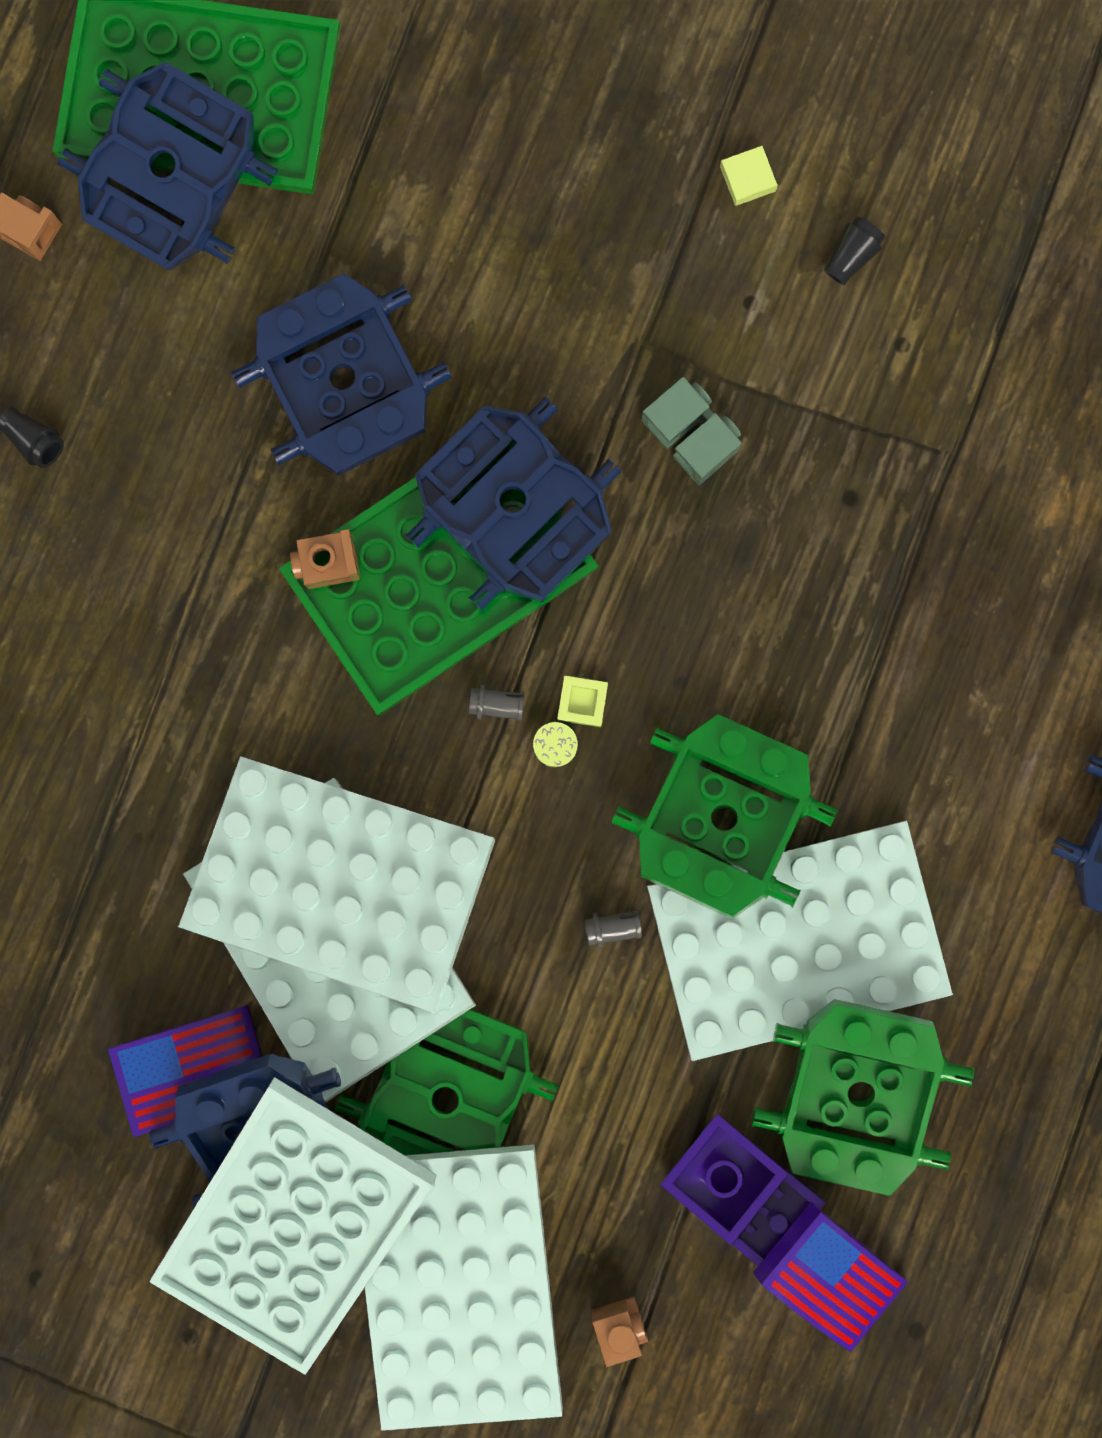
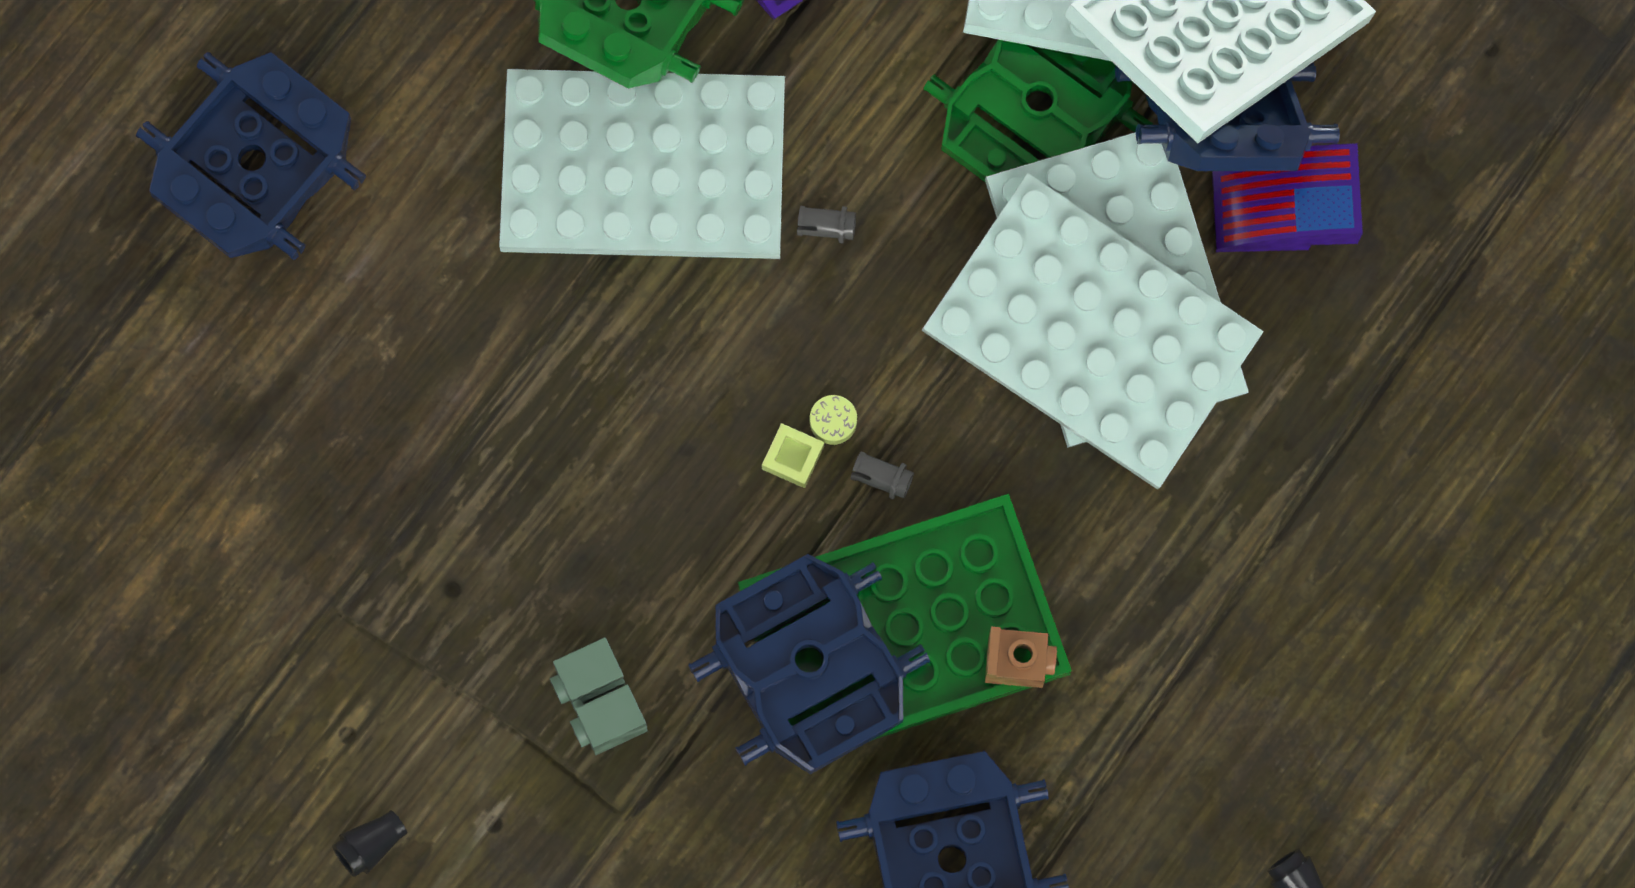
camera: 170 degrees left, 10 degrees down
(696, 793) = (659, 263): green piece -> none

